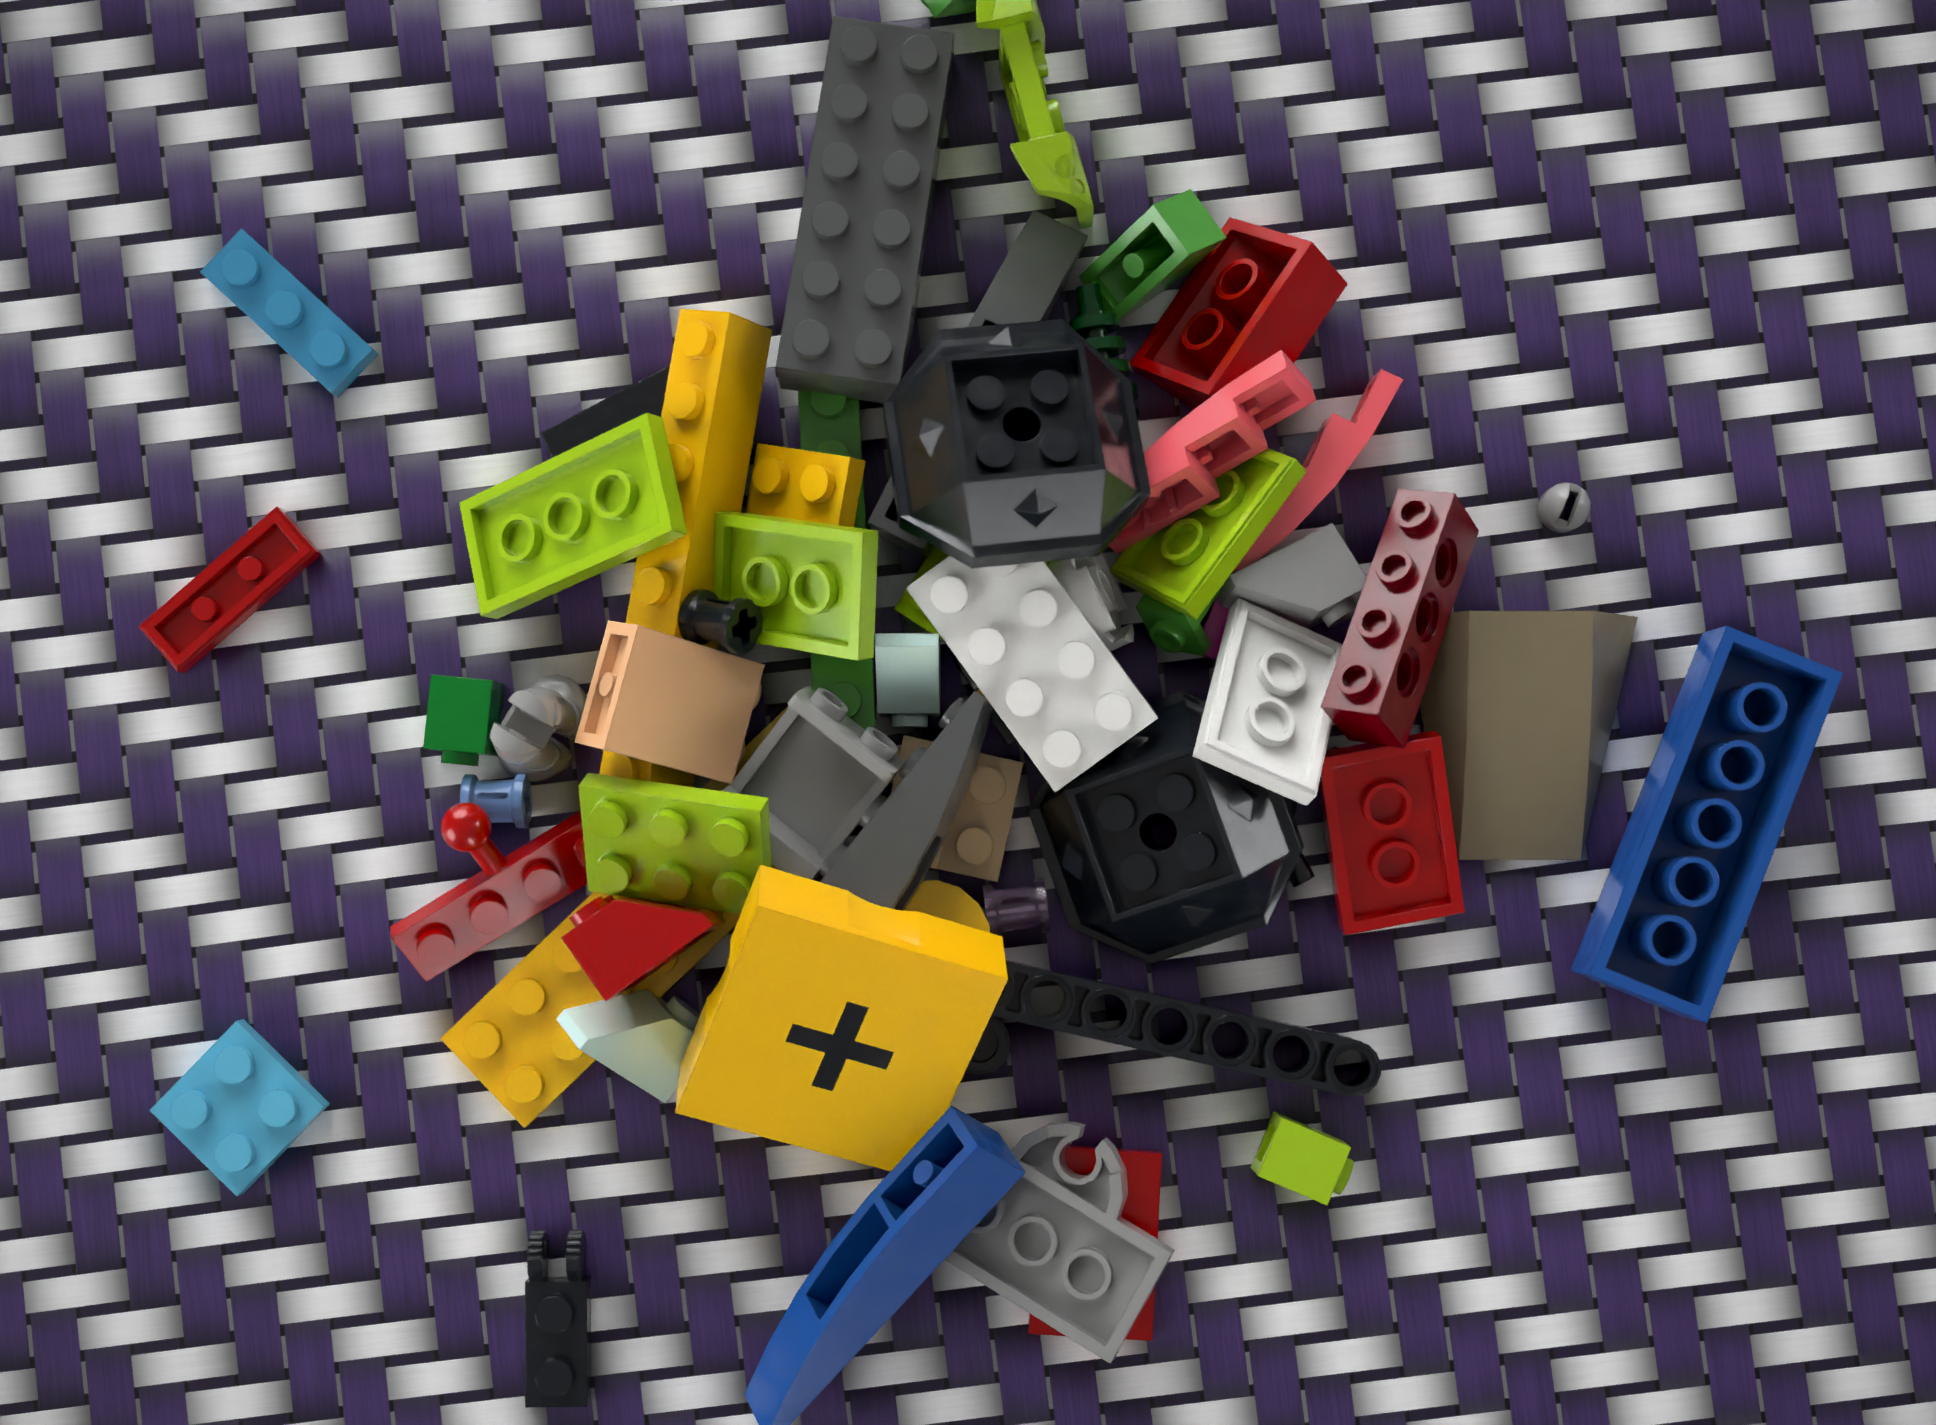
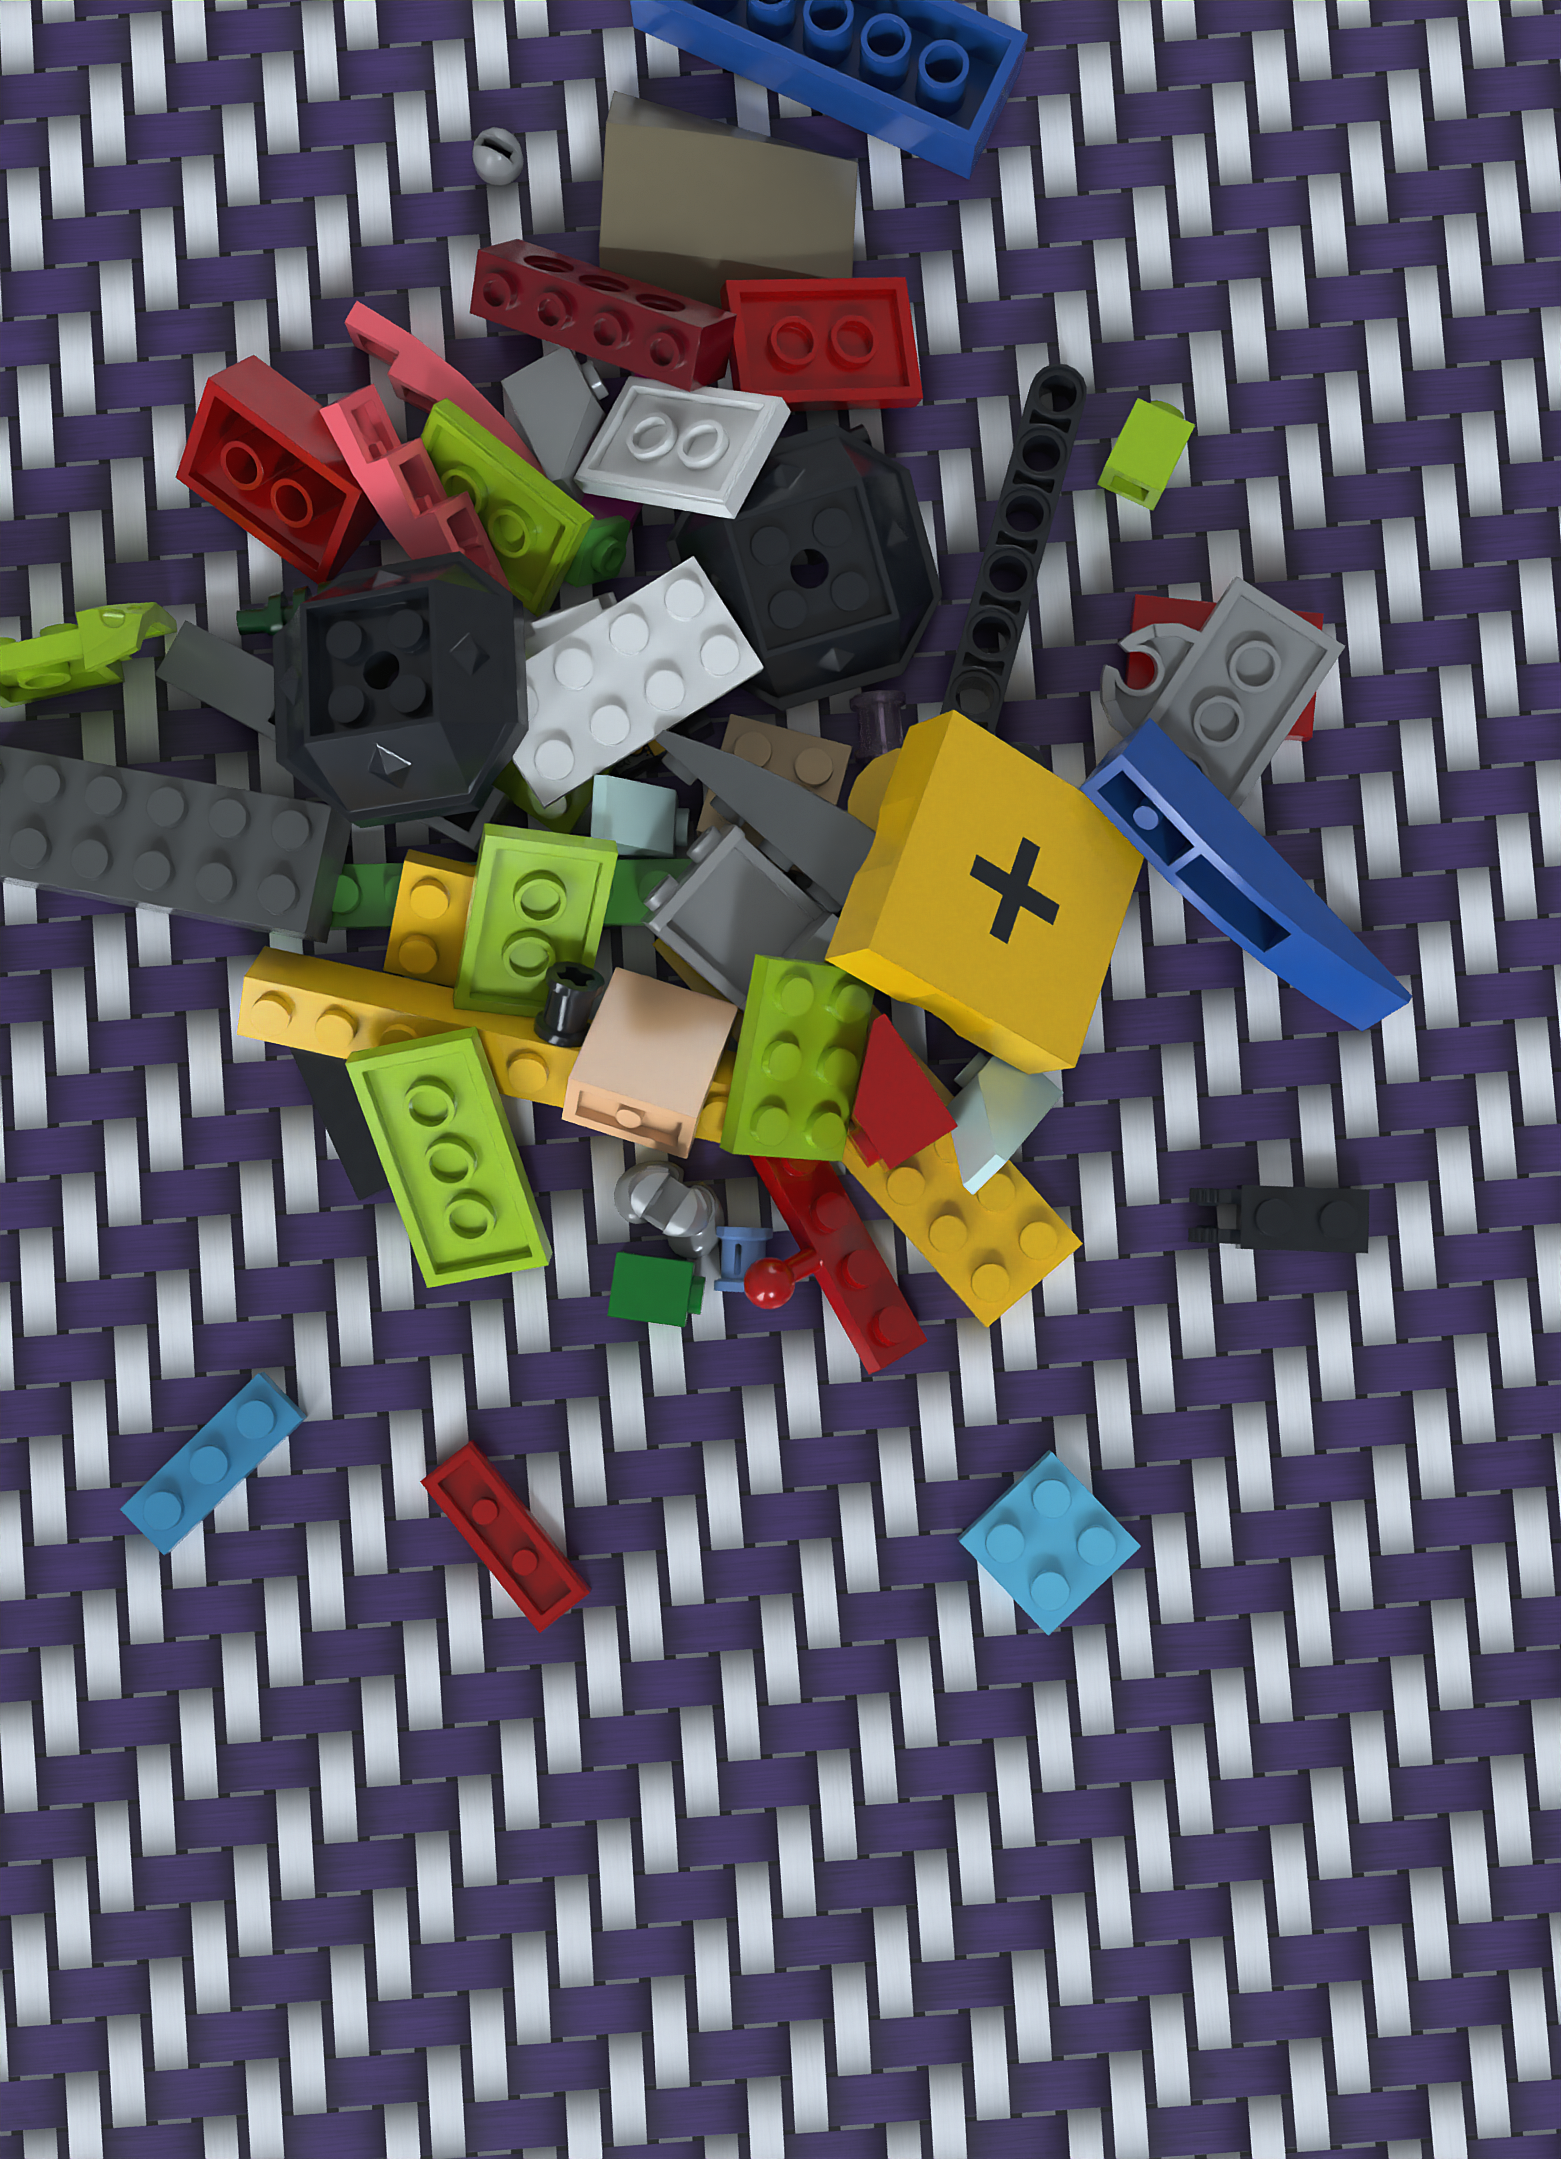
camera: 85 degrees left, 0 degrees up
(1154, 253) = (209, 552): bright green slope -> none

